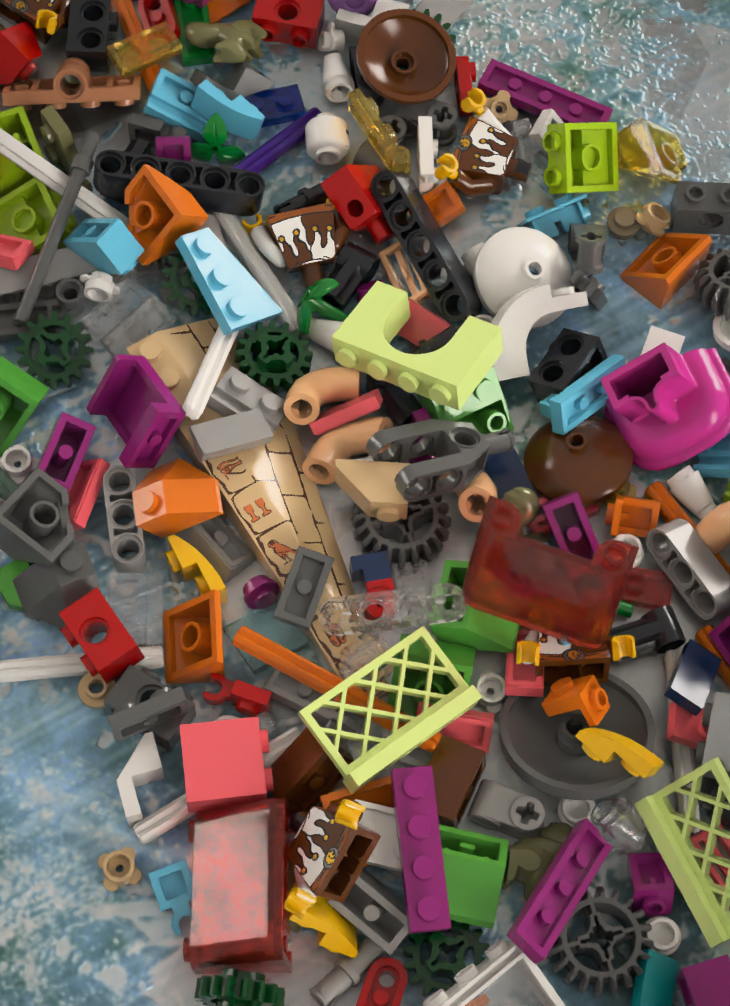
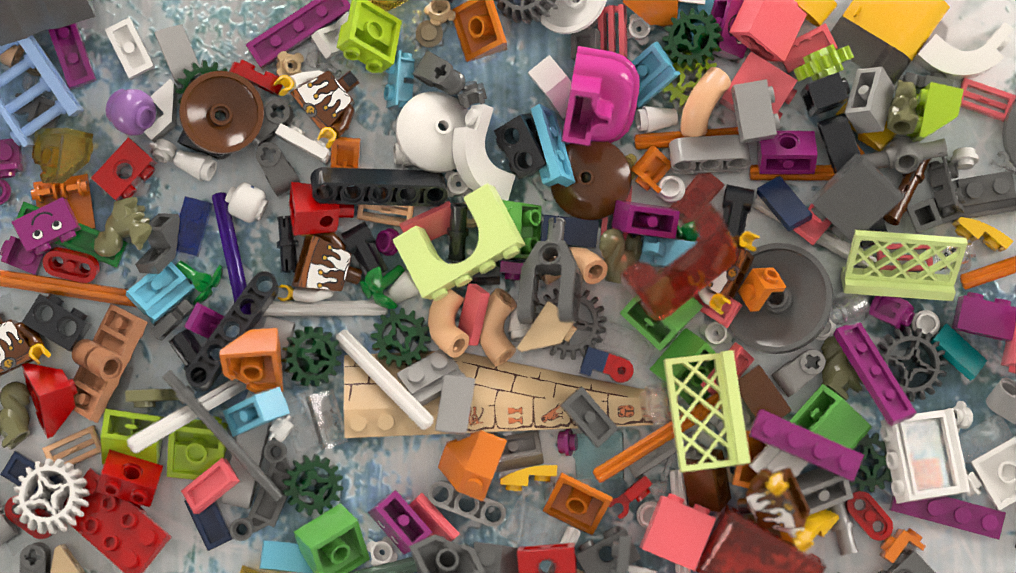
camera: 55 degrees left, 20 degrees up
(138, 409) = (397, 453): magenta panel -> none
(144, 49) = (100, 293): clear yellow plate -> none
(225, 284) = (334, 343): wing -> none
(238, 115) = (197, 256): medium azure slope -> none
(379, 135) = (277, 167): clear yellow plate -> none
(392, 616) = (639, 370): clear beam -> none
(608, 745) = (804, 288): yellow slope -> none

